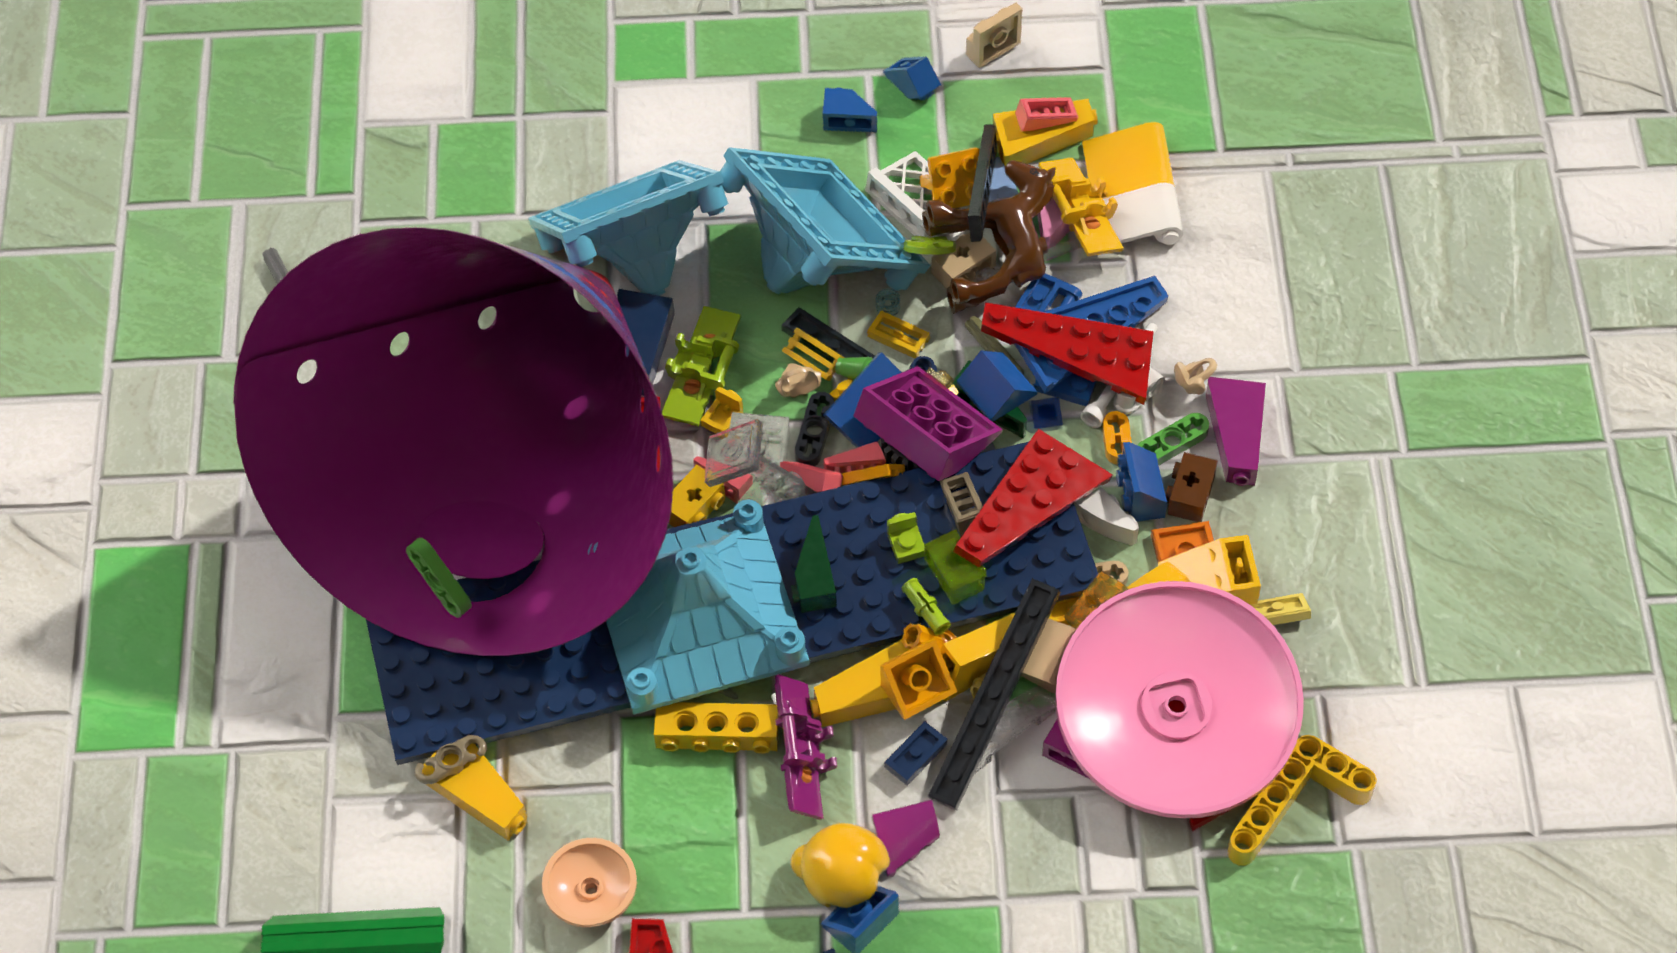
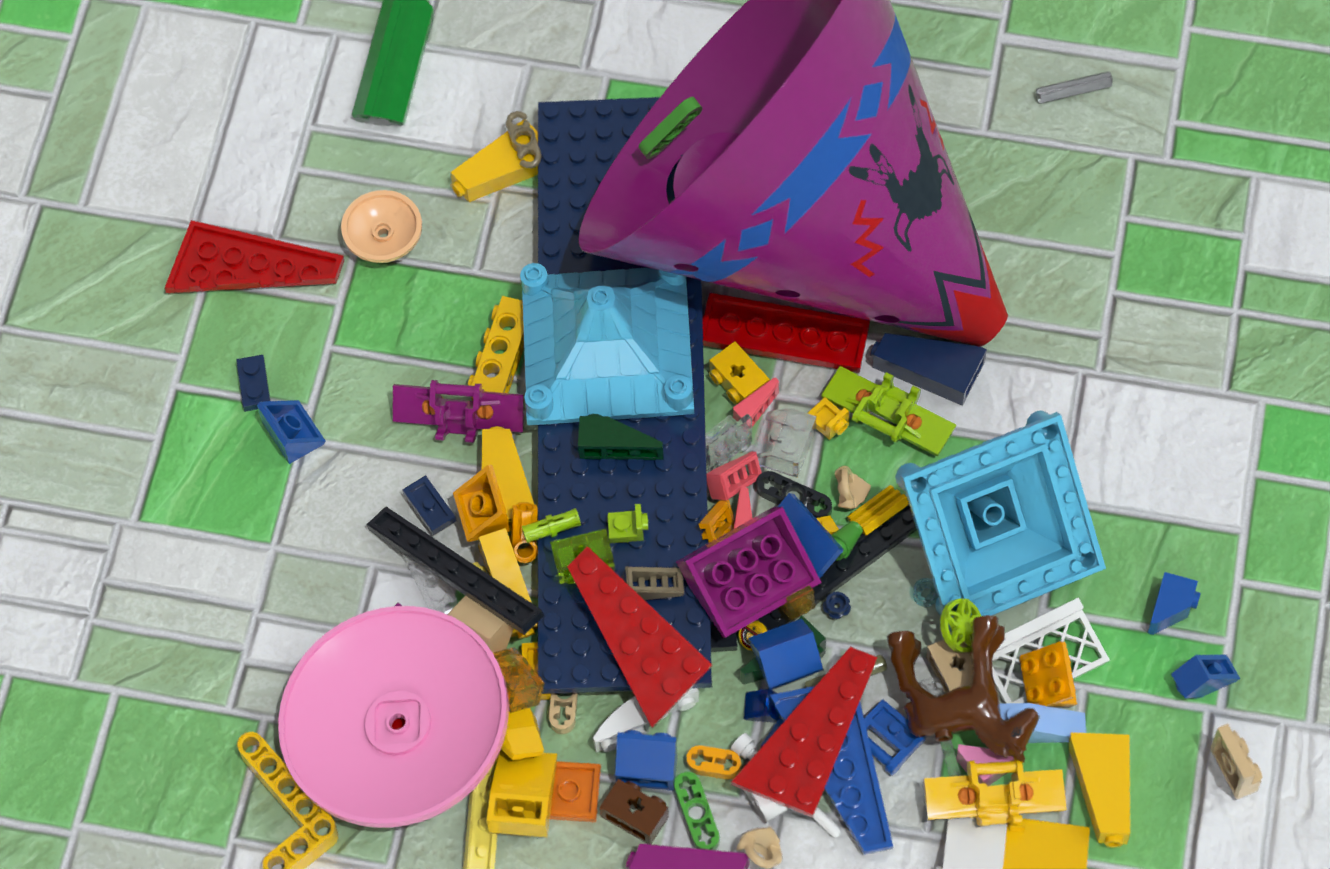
camera: 105 degrees right, 5 degrees up
(634, 222) = (1048, 348): medium azure piece -> none
(733, 453) = (761, 401): clear tile -> none
(841, 864) = (333, 416): yellow piece -> none
(895, 338) = (870, 611): yellow tile -> none
(906, 832) = (355, 479): magenta slope -> none
(982, 183) = (1012, 678): black tile -> none
(1030, 118) = (1114, 759): coral slope -> none

